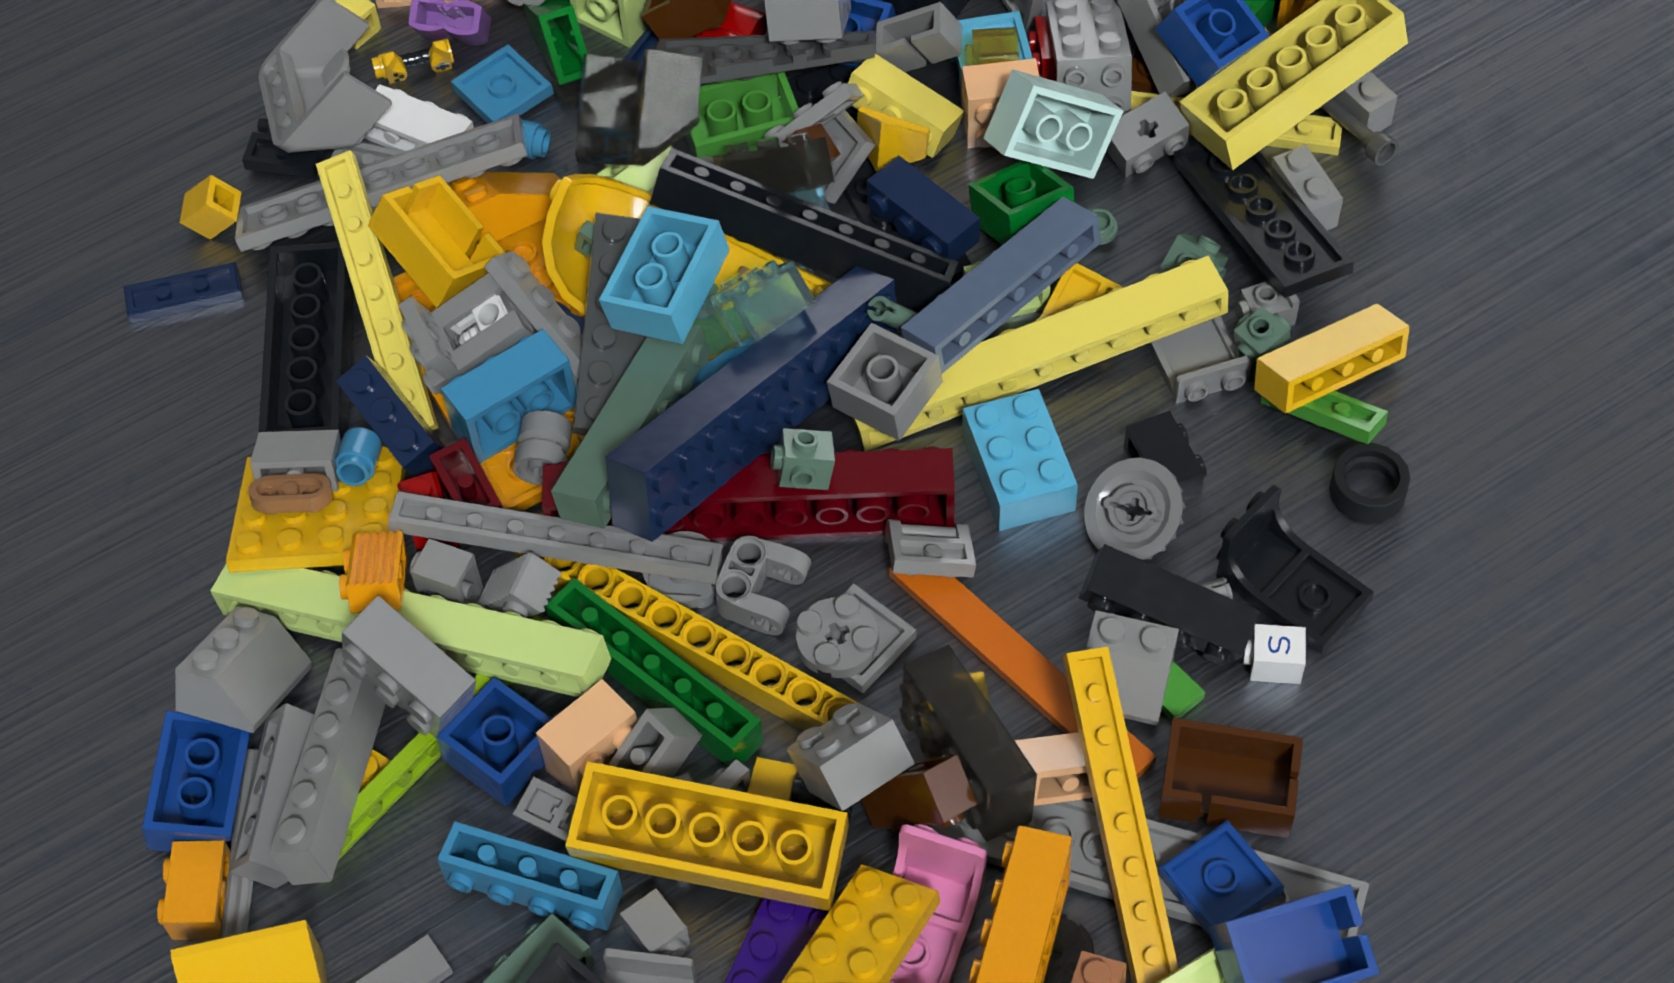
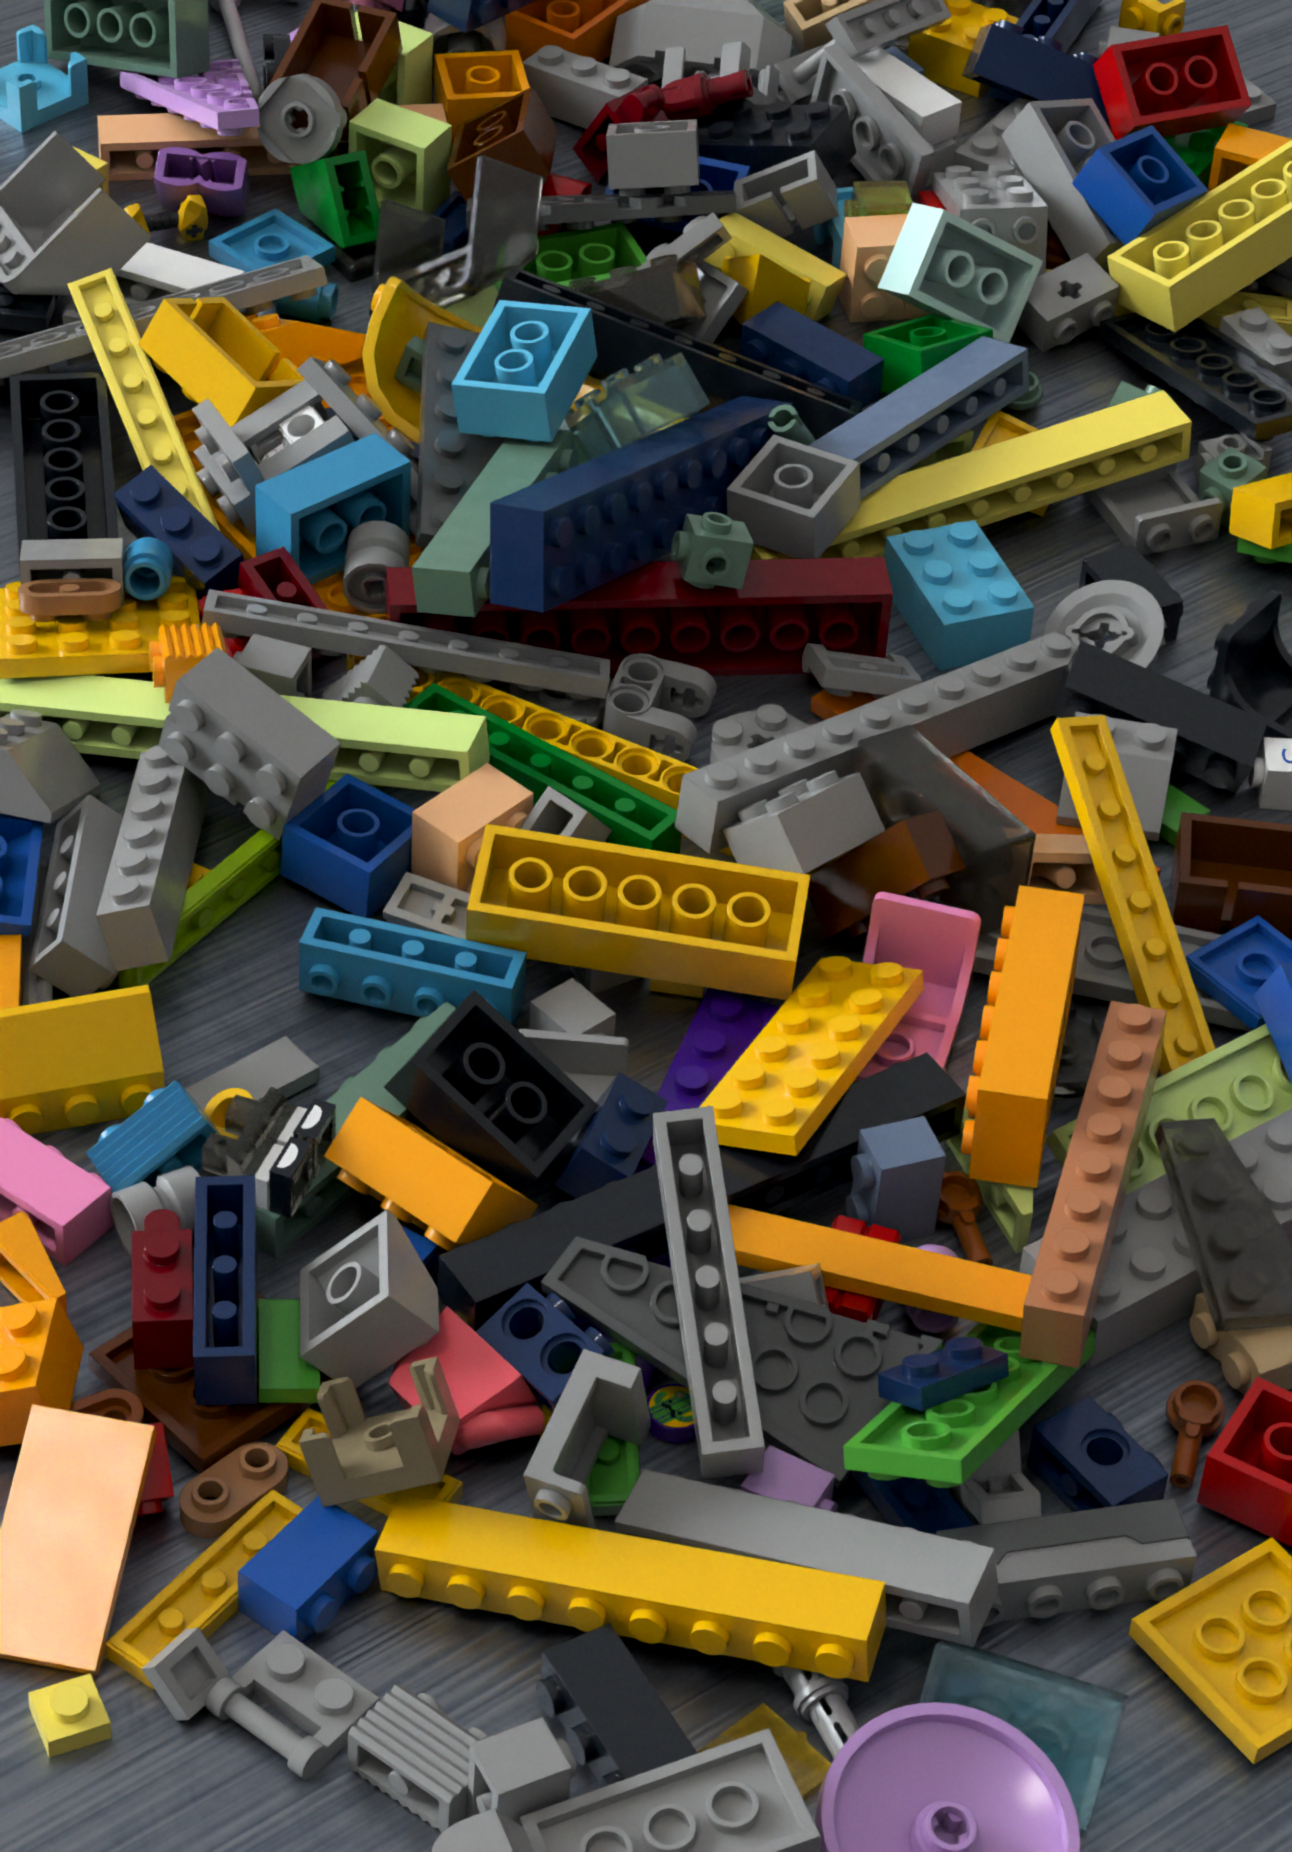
camera: 10 degrees left, 15 degrees down
(960, 618) = (949, 711): none -> light grey brick

